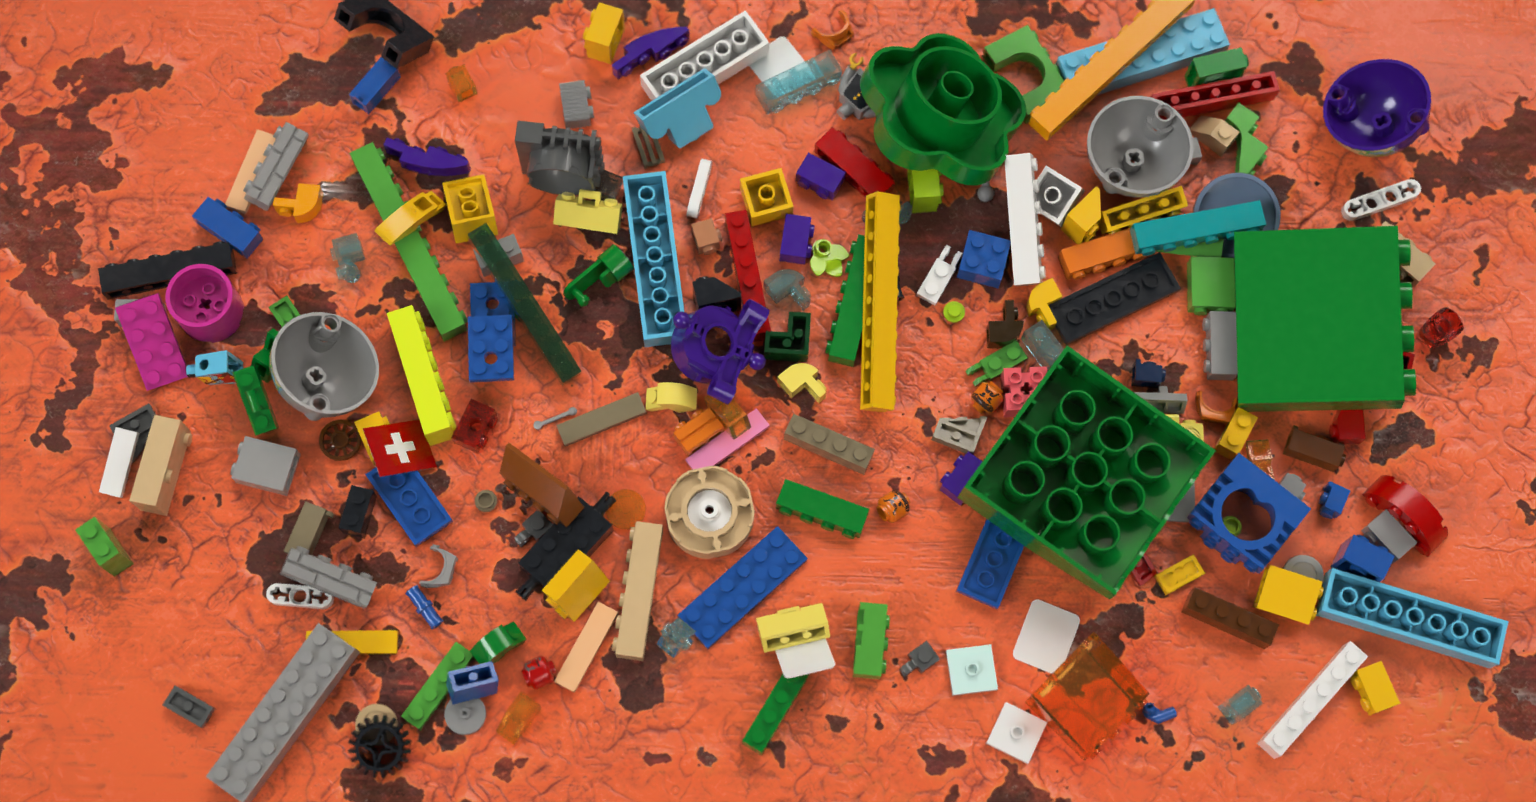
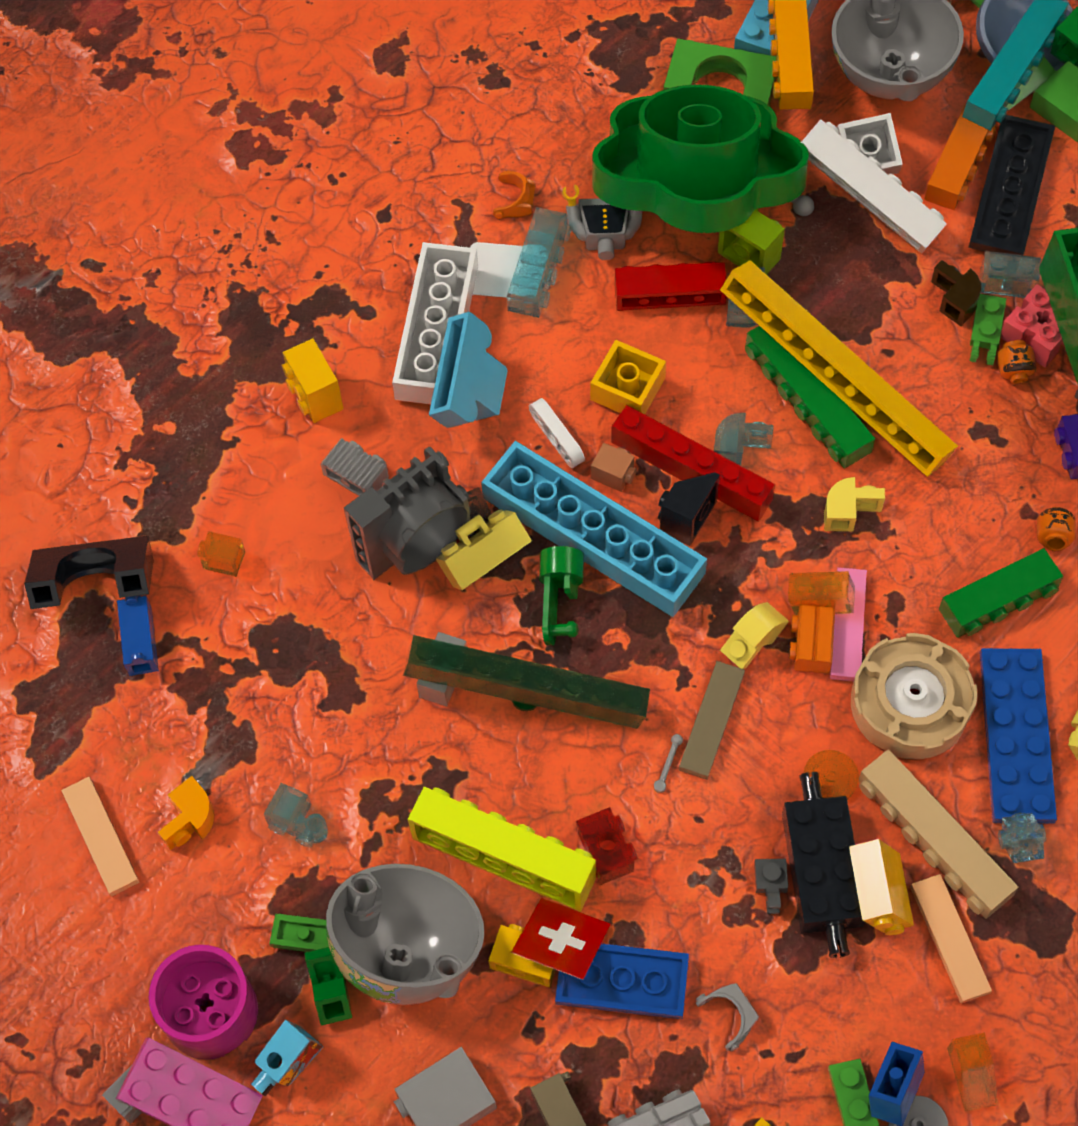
camera: 40 degrees left, 10 degrees down
(157, 270) = (115, 1022): black brick -> none
(228, 226) = (137, 910): blue brick -> none
(255, 400) = (364, 1042): green piece -> none
(276, 166) = (123, 803): light grey brick -> none
(340, 440) = (488, 997): reddish brown wheel -> none
(357, 511) = (590, 1044): black brick -> none
(410, 216) = (322, 714): yellow slope -> none
(412, 247) = (338, 742): bright green brick -> none
(424, 607) = (760, 1066): blue pin -> none
(433, 162) = (279, 649): dark purple slope -> none
(469, 206) = (363, 655): yellow slope -> none
(485, 500) = (696, 904): dark tan plate -> none
(490, 333) = (522, 744): blue bracket -> none
(497, 643) = (873, 1024): green brick -> none
(538, 672) = (940, 1008): red head -> none
(539, 486) = (741, 829): dark orange slope -> none
(653, 162) = (488, 443): dark tan tile -> none
(655, 44) = (367, 356): dark purple slope -> none
(700, 364) = (746, 567): dark purple piece -> none
(792, 344) = (802, 475): dark green brick -> none
(795, 239) = (694, 392): dark purple brick -> none
(820, 177) = (651, 321): dark purple brick -> none
(828, 261) = (739, 382): lime plate -> none
(828, 444) = (938, 532): dark tan brick -> none
(938, 277) = (851, 307): white hinge -> none
(954, 312) = (899, 322): lime plate -> none
(959, 433) = (1030, 413): wing -> none
(984, 259) = (872, 254): blue brick -> none
(1040, 298) = (959, 244): yellow brick -> none
(1084, 218) = (916, 140): yellow slope -> none
(1143, 209) = (949, 96): yellow brick -> none

